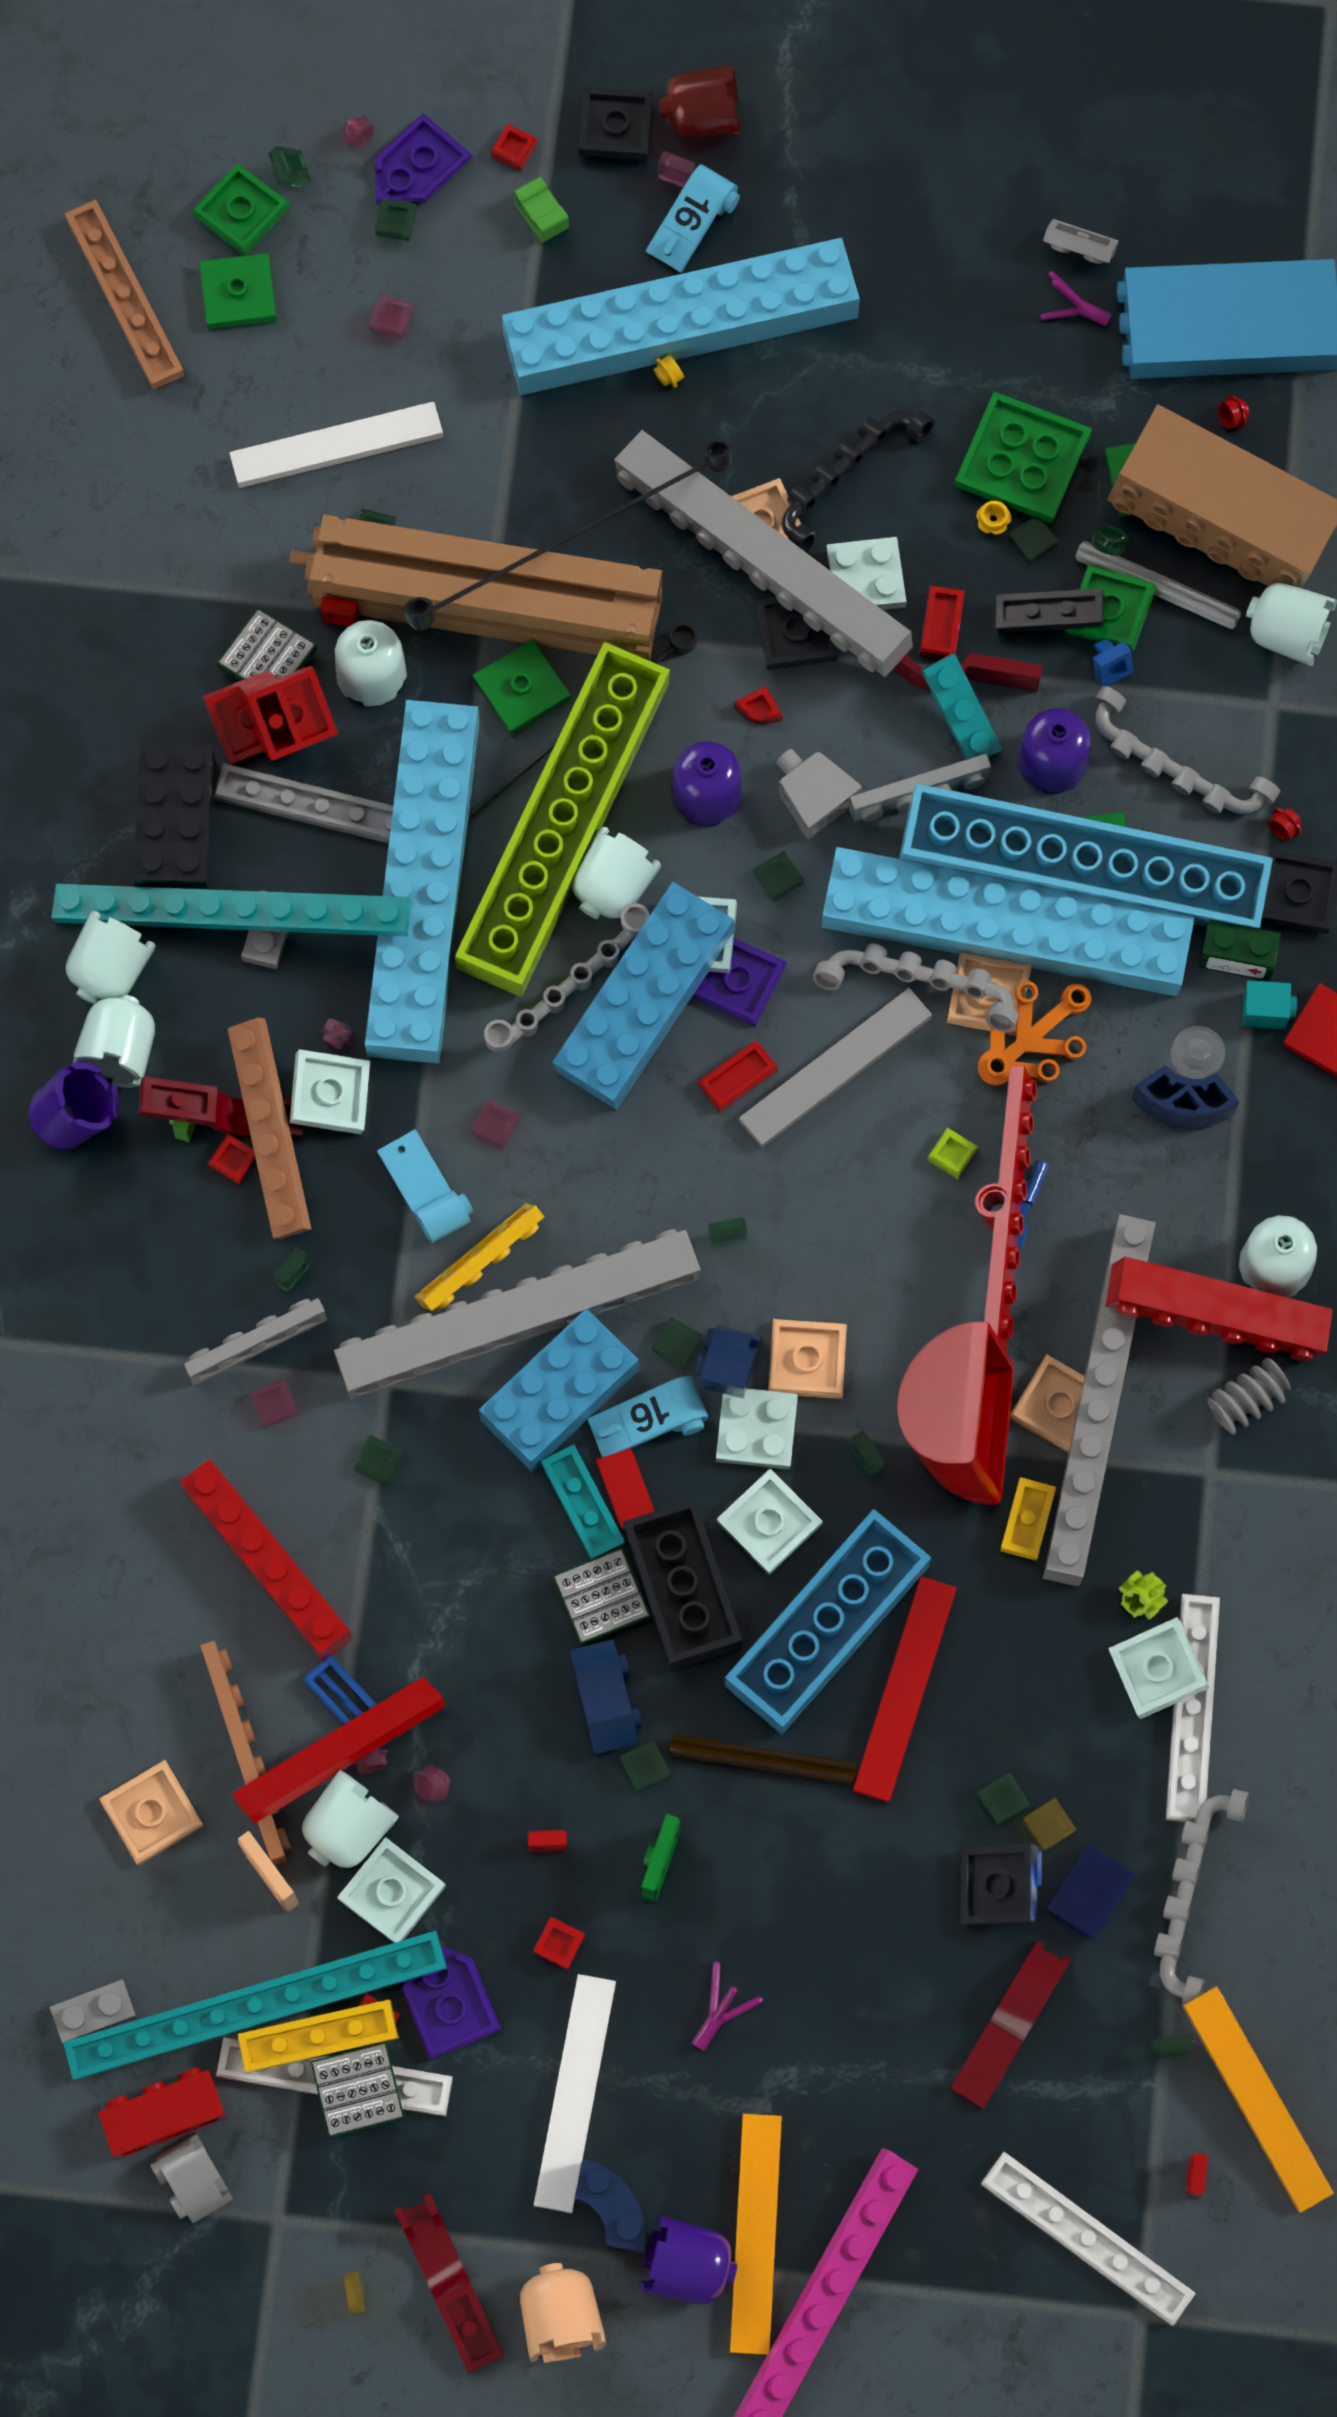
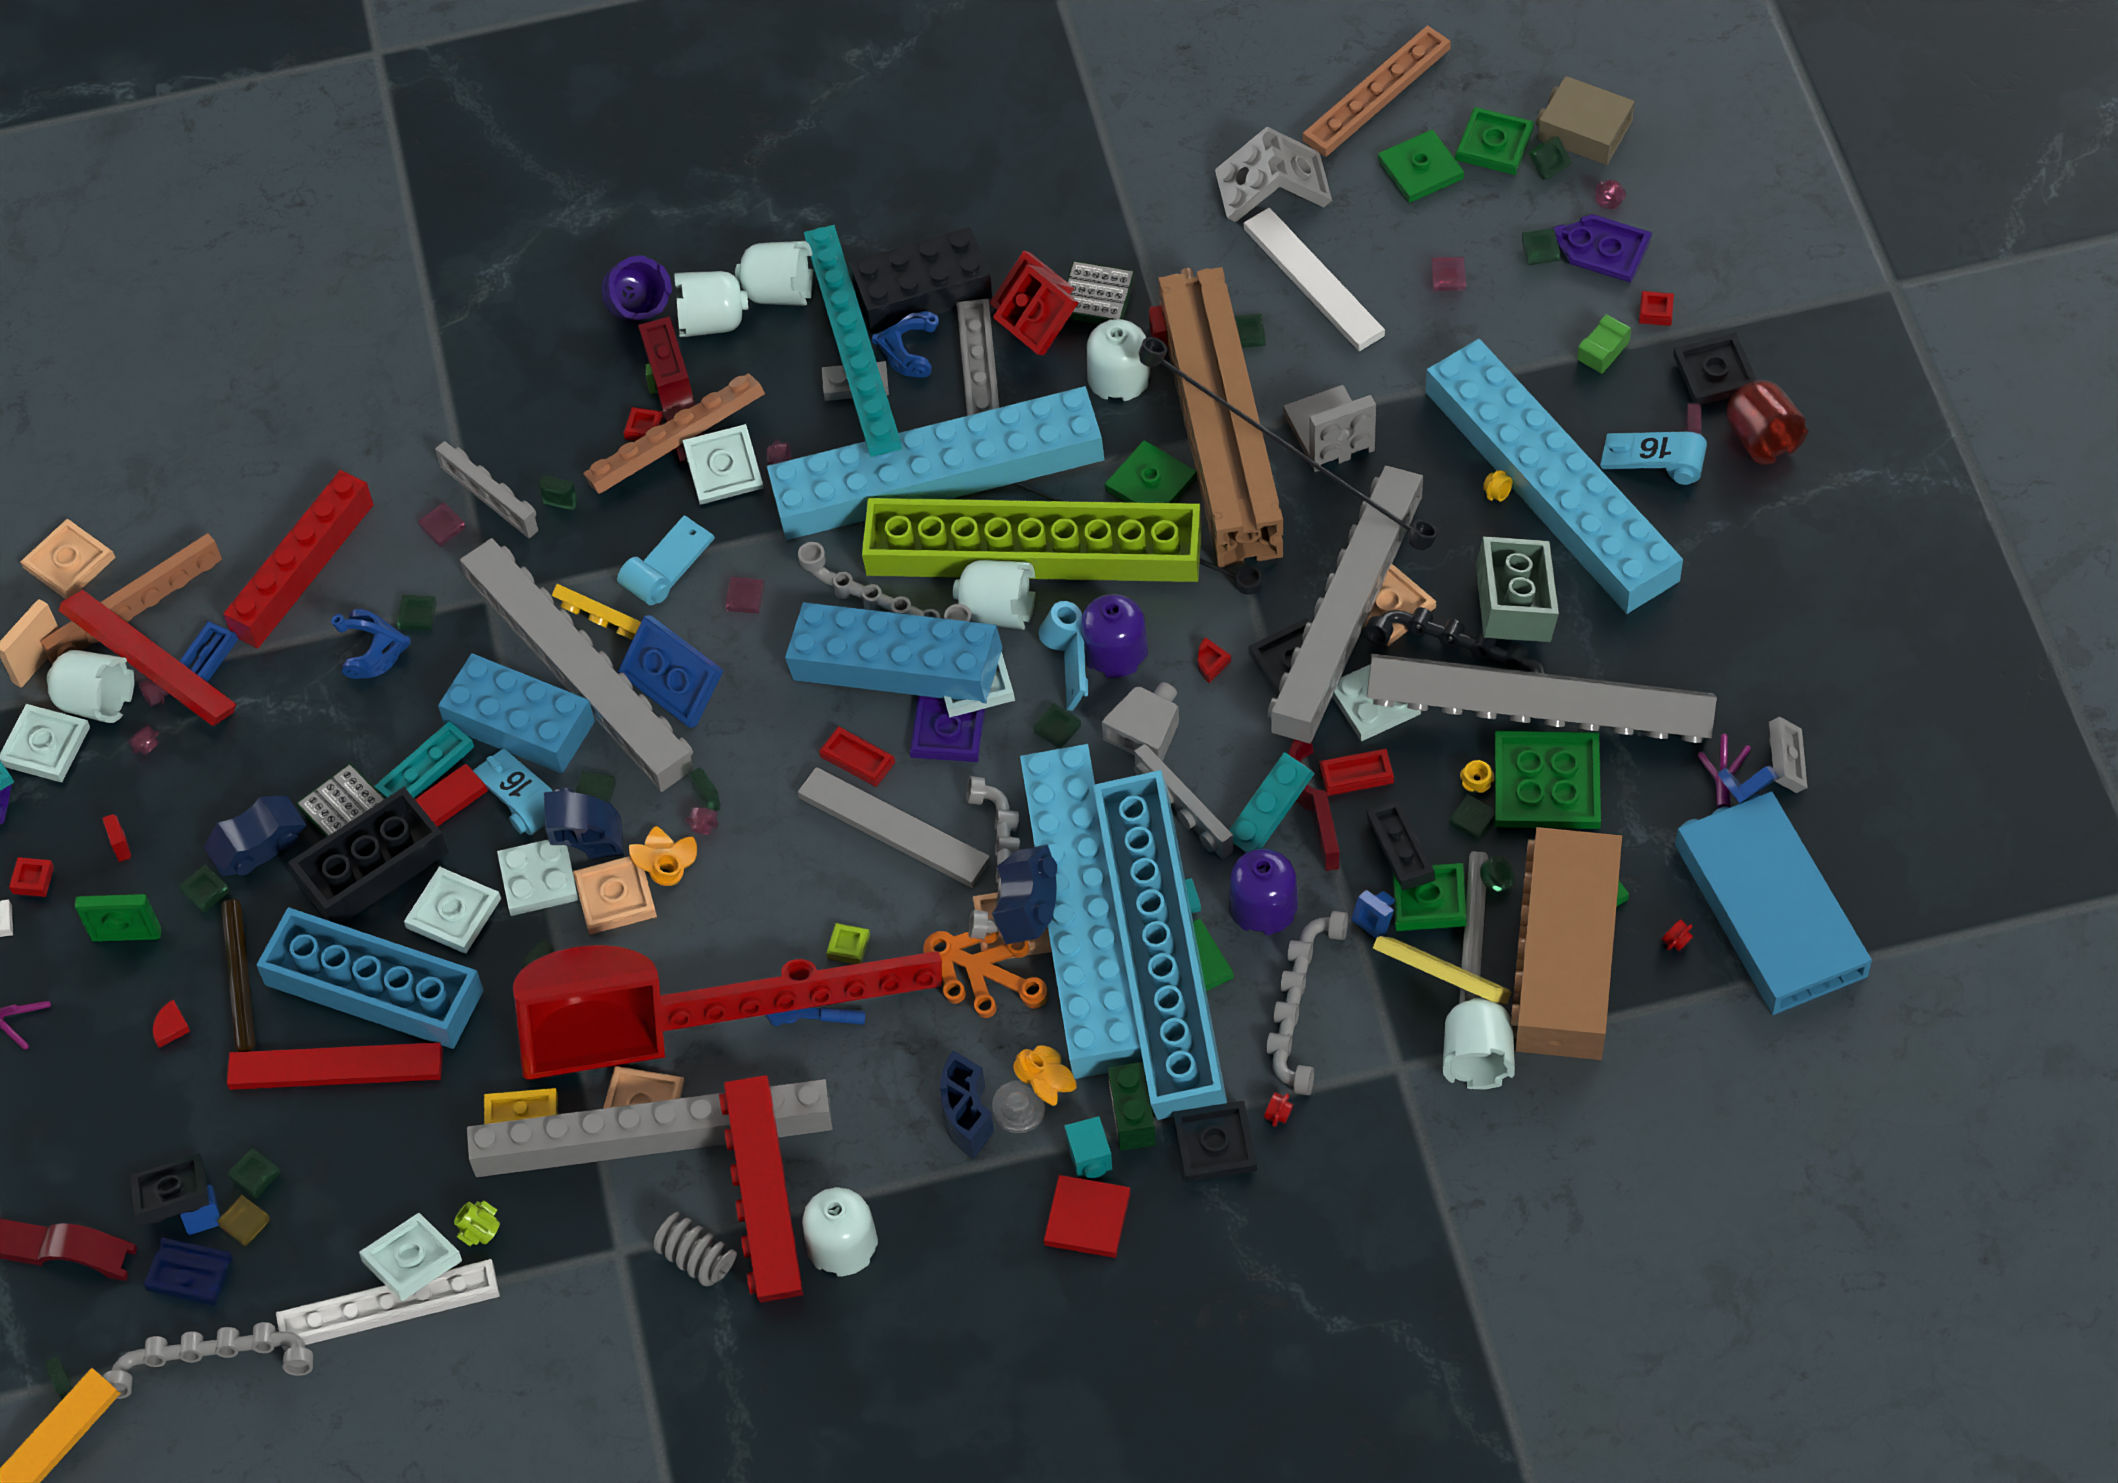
camera: 75 degrees right, 15 degrees down
(195, 419) = (1270, 163): none -> light grey bracket
(237, 867) = (892, 346): none -> blue helmet
(256, 115) = (1586, 119): none -> dark tan brick
(412, 1493) = (373, 661): none -> blue helmet
(549, 485) = (1332, 425): none -> light grey bracket
(575, 1220) = (670, 671): none -> blue tile
(682, 823) = (1063, 632): none -> medium azure door
(759, 1246) = (702, 820): none -> clear pink plate
(780, 1296) = (662, 853): none -> light orange plate
(792, 1843) = (169, 1025): none -> red tile
(812, 396) = (1516, 589): none -> sand green brick
(942, 424) = (1541, 696): none -> light grey brick
(994, 958) = (1026, 894): none -> dark blue brick
(1112, 281) = (1749, 787): none -> blue tile
(1174, 1016) = (1044, 1072): none -> light orange plate
(1203, 624) = (1442, 969): none -> light yellow tile

